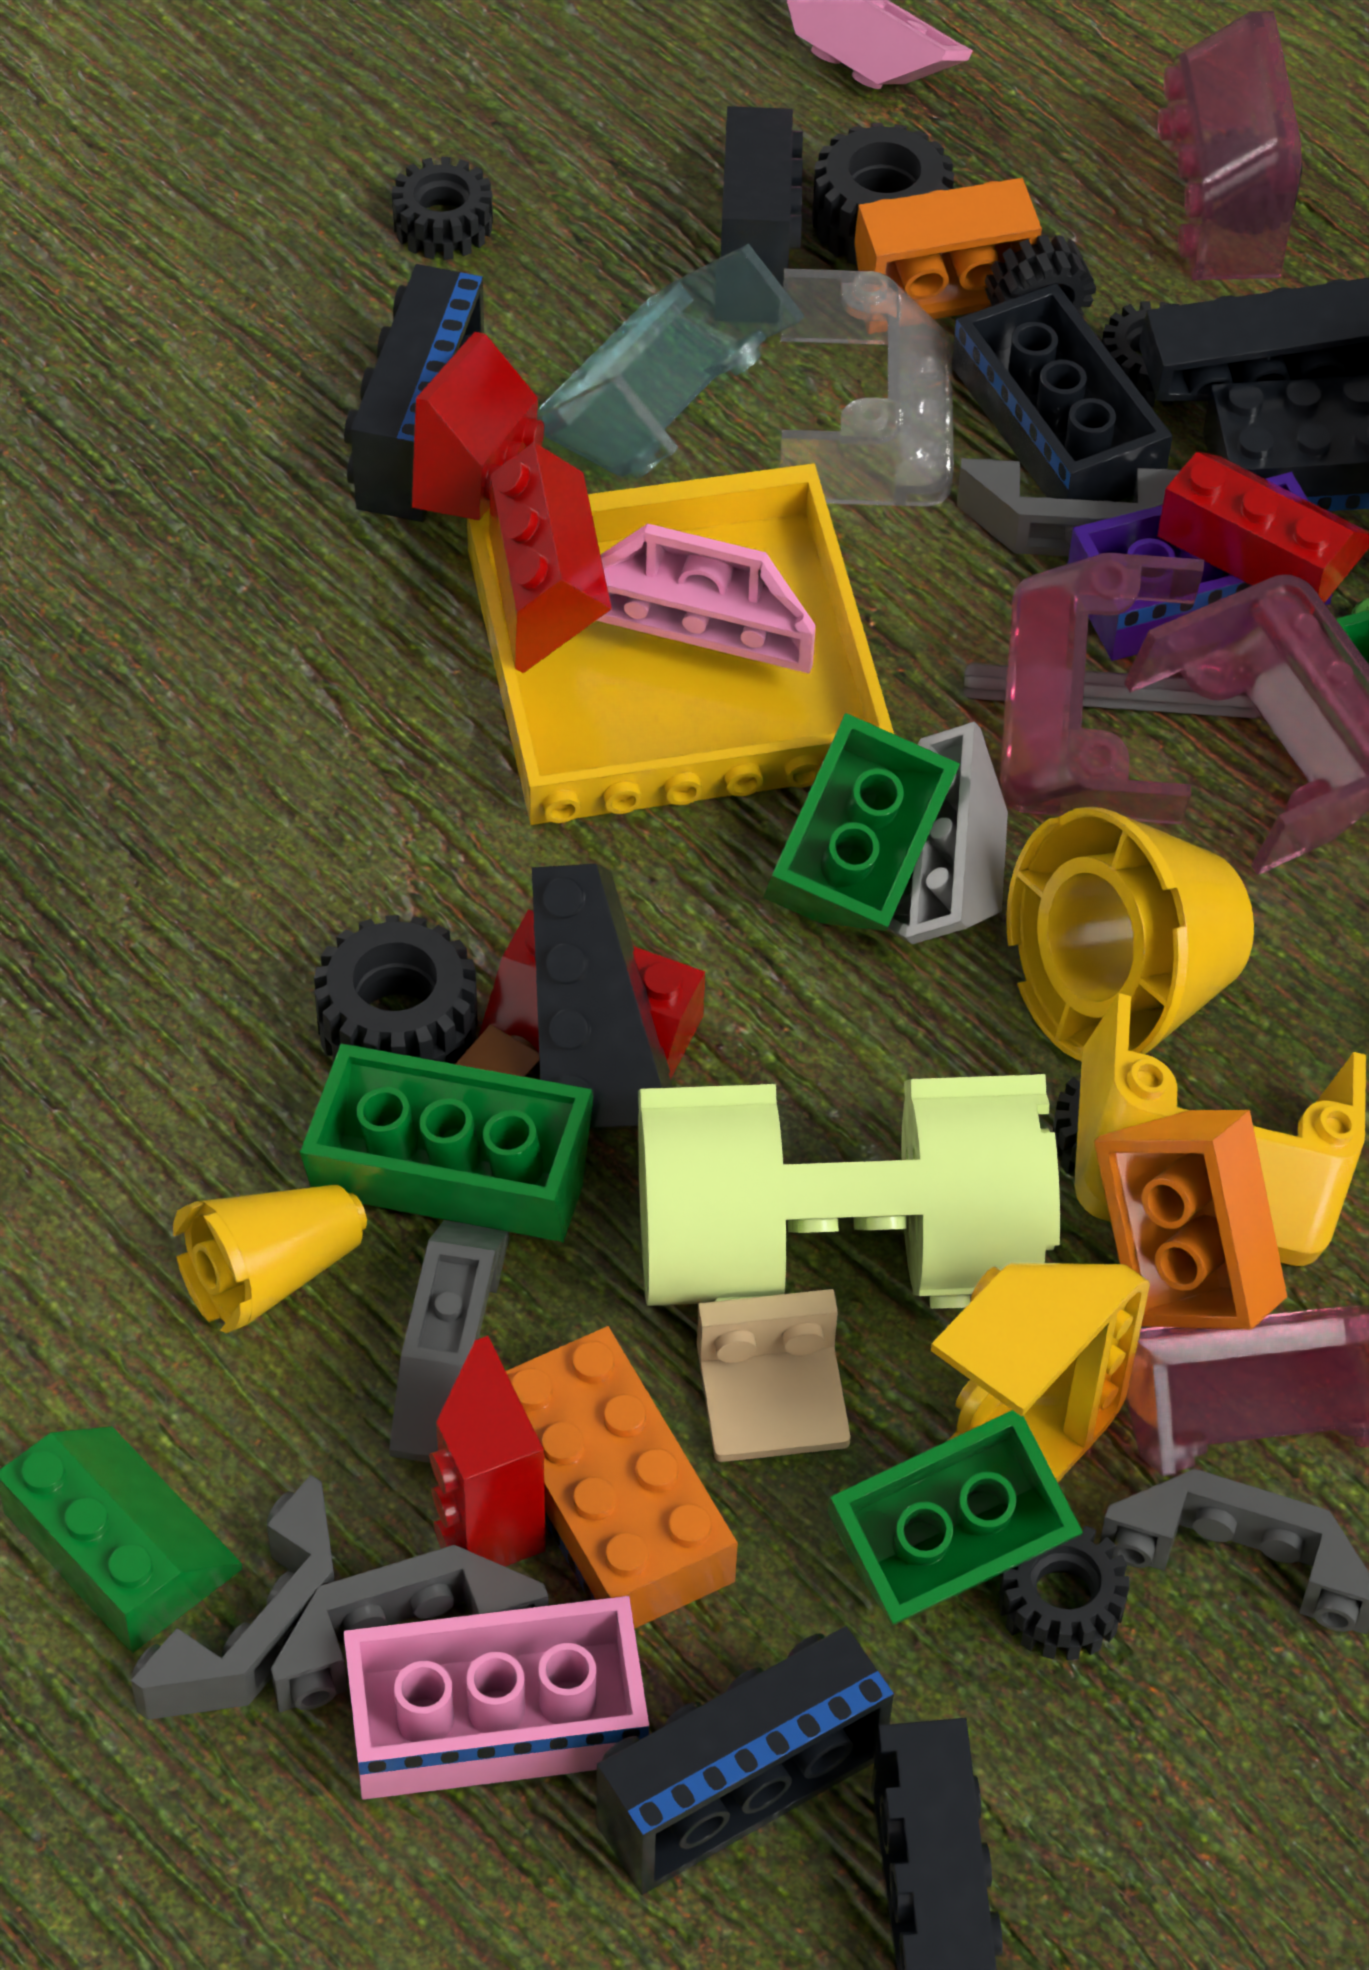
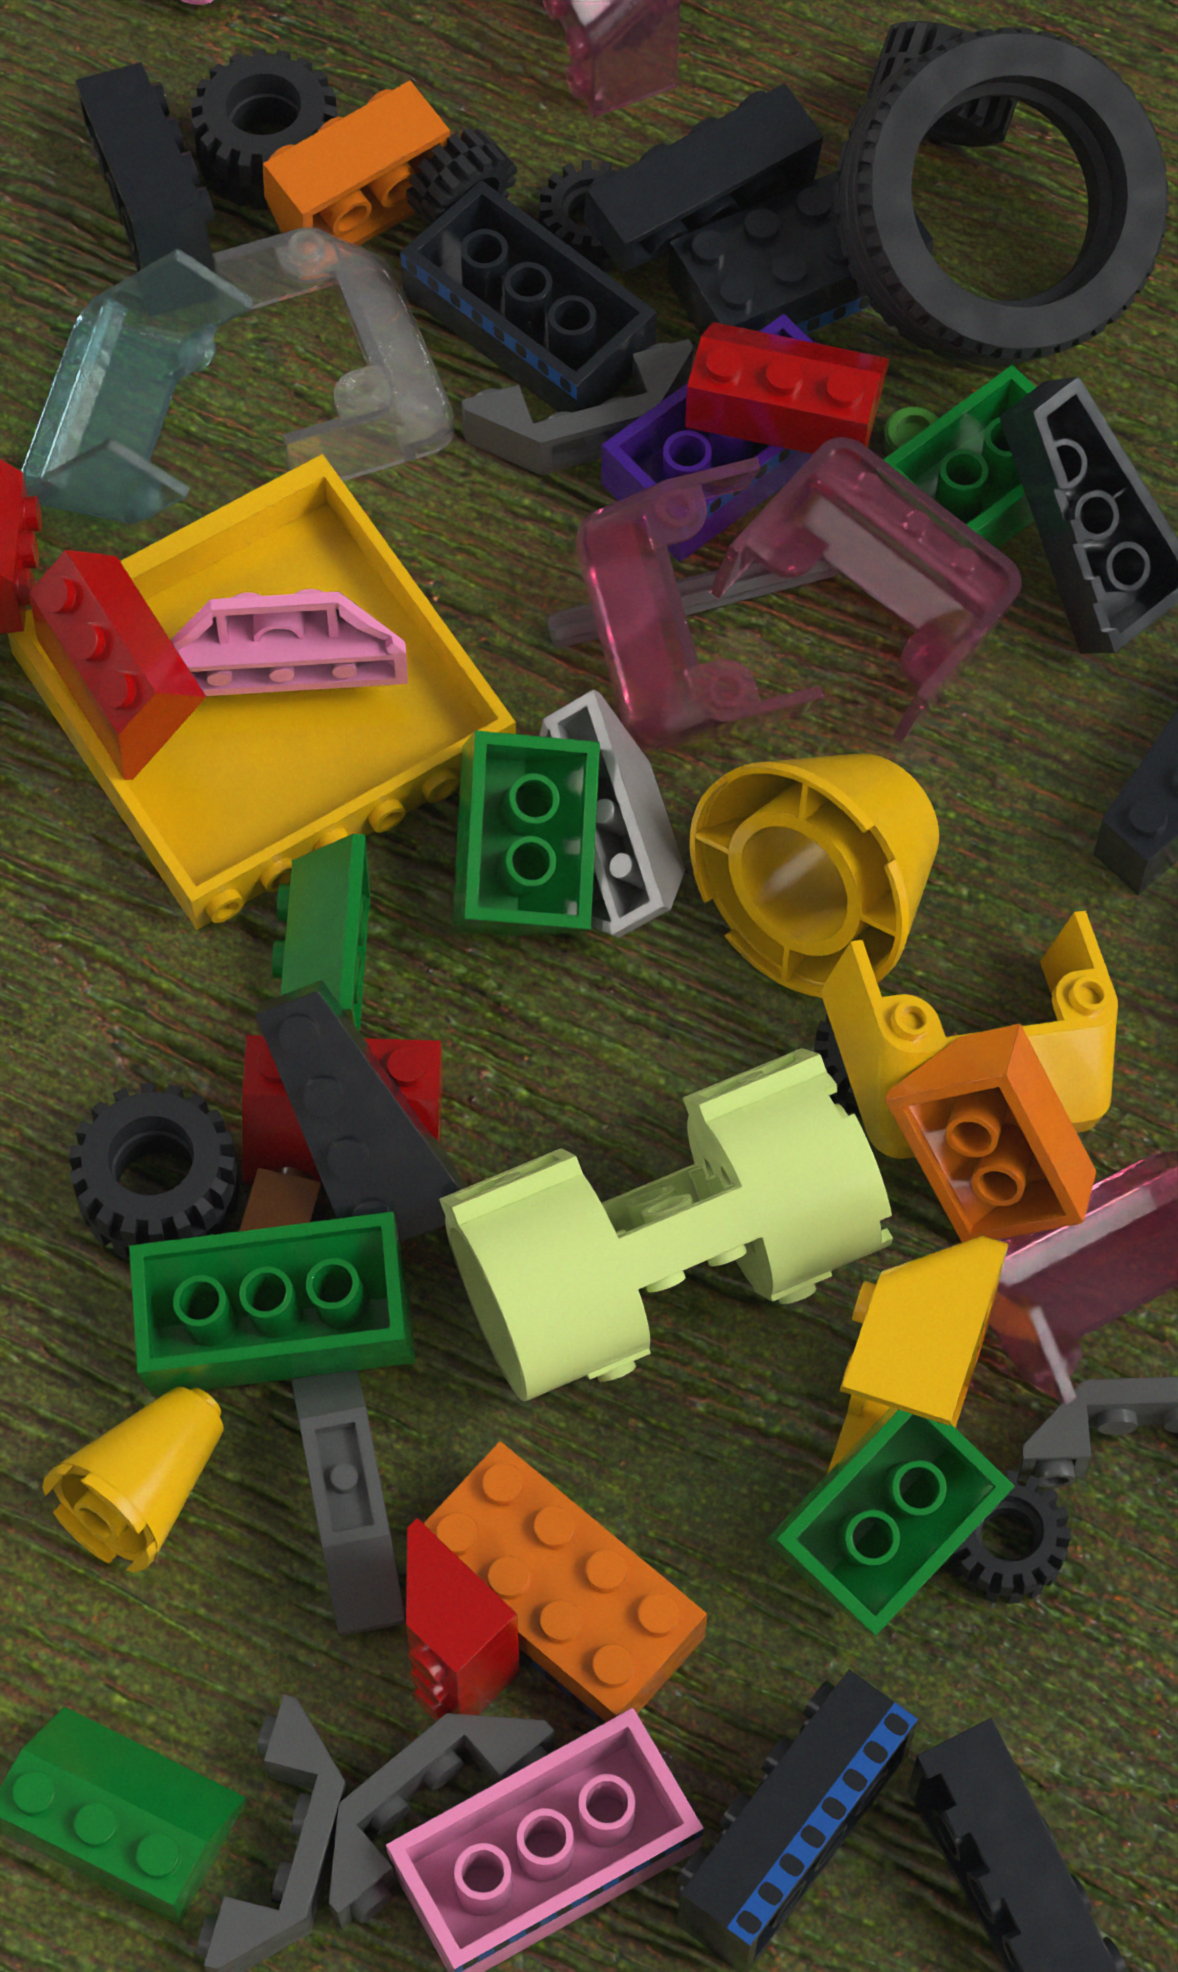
camera: 20 degrees left, 10 degrees up
(653, 846) = (326, 923): none -> green slope
(772, 1375) = (664, 1429): tan bracket -> none

